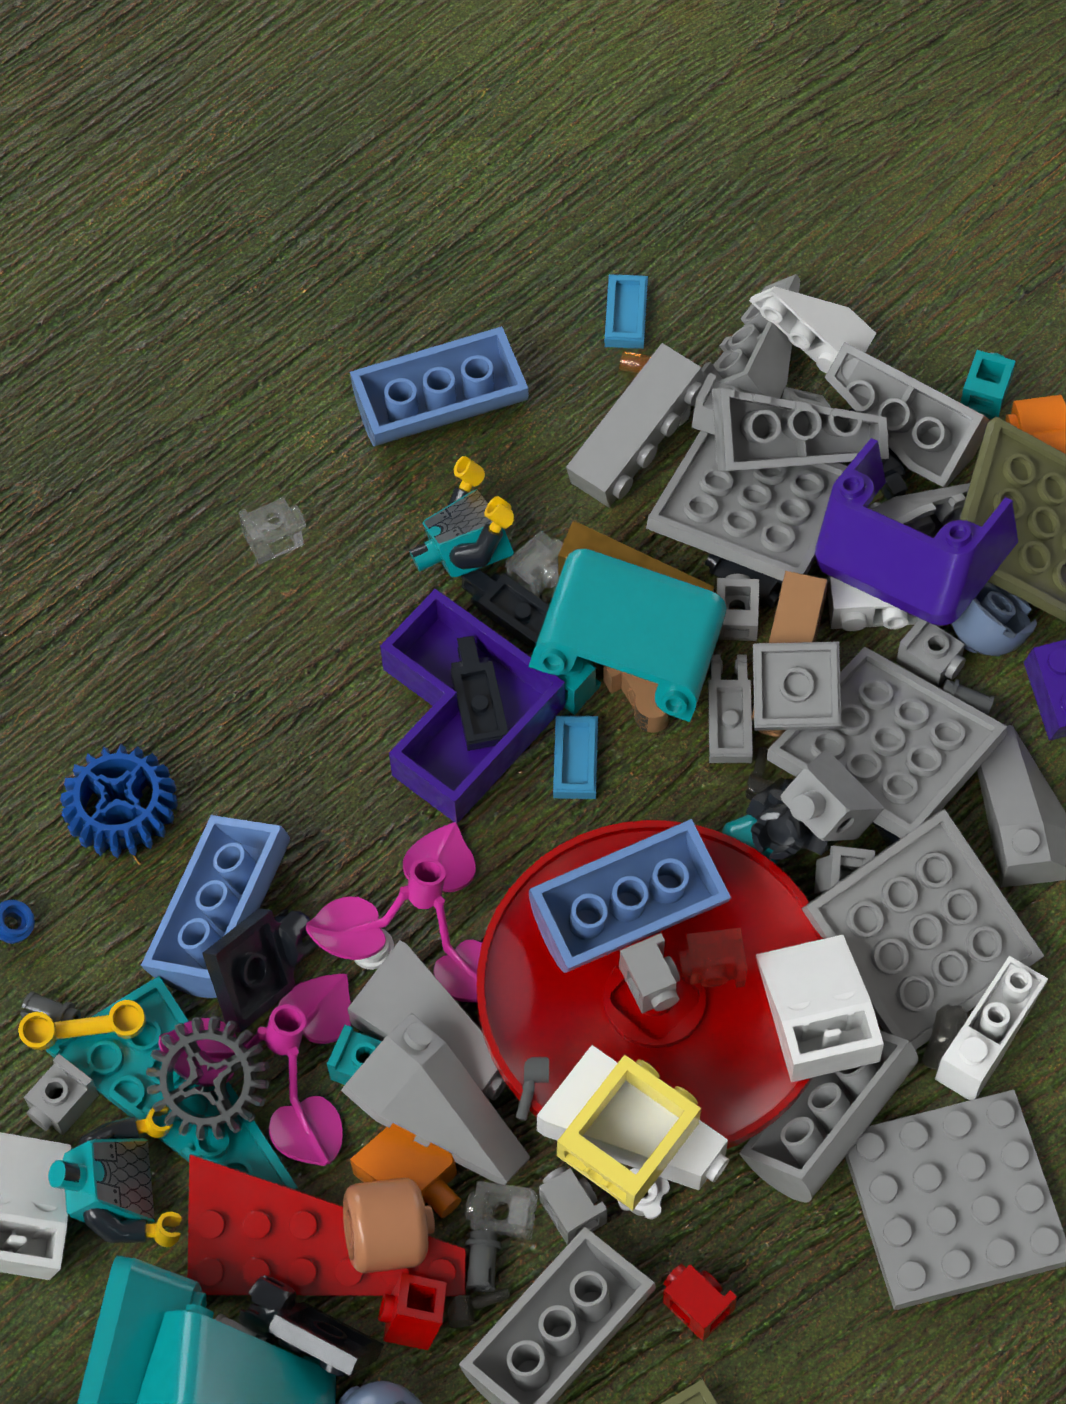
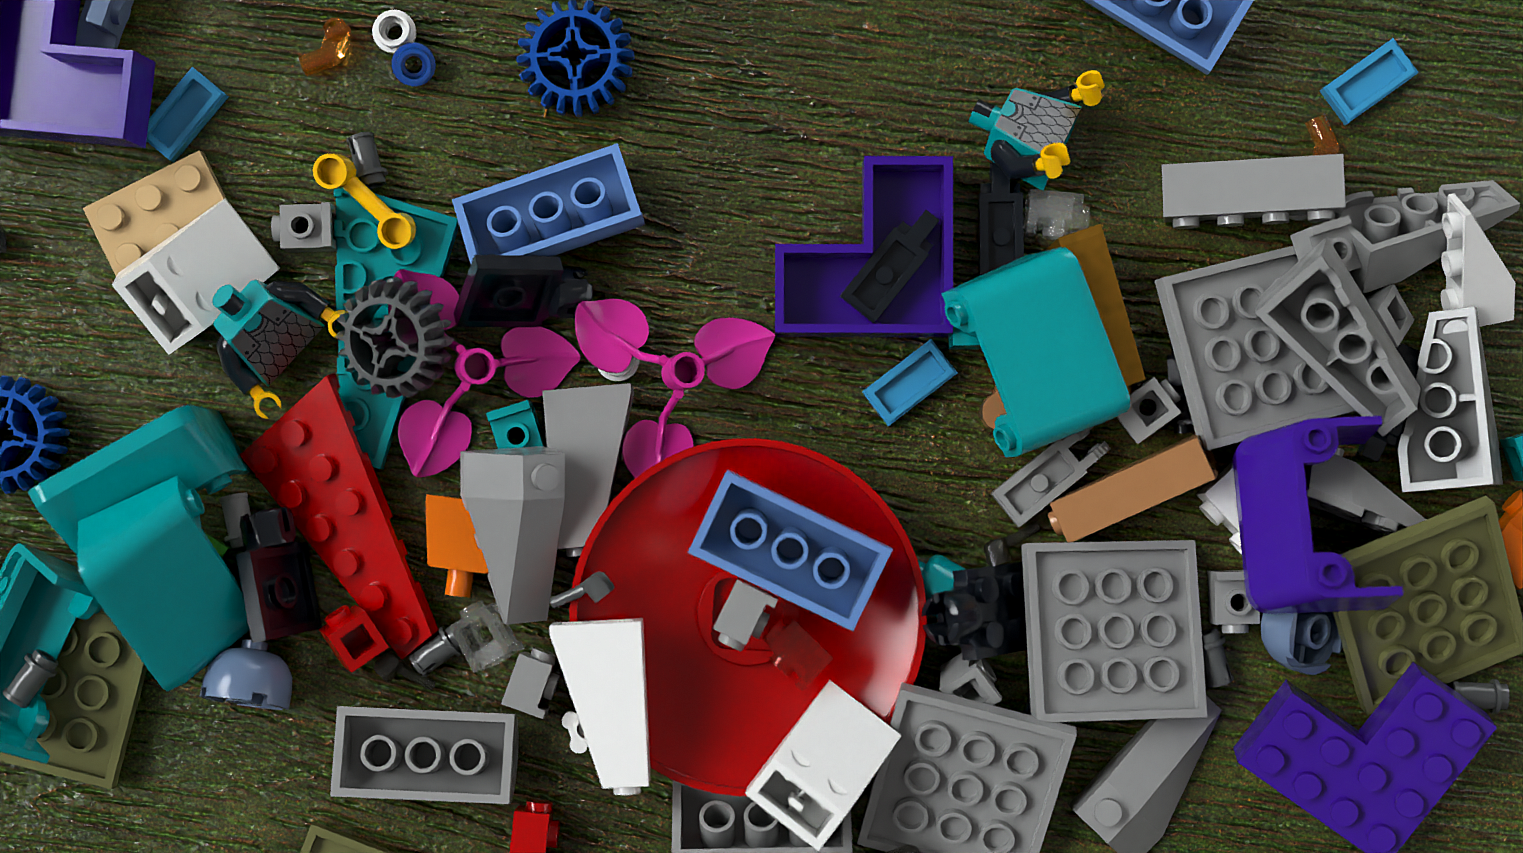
camera: 55 degrees right, 25 degrees up
(386, 1225) = (388, 572): nougat head -> none
(601, 1167) = (538, 713): light yellow window -> none
(796, 686) = (1099, 526): light grey plate -> none
(827, 797) = (1009, 634): light grey torso -> none

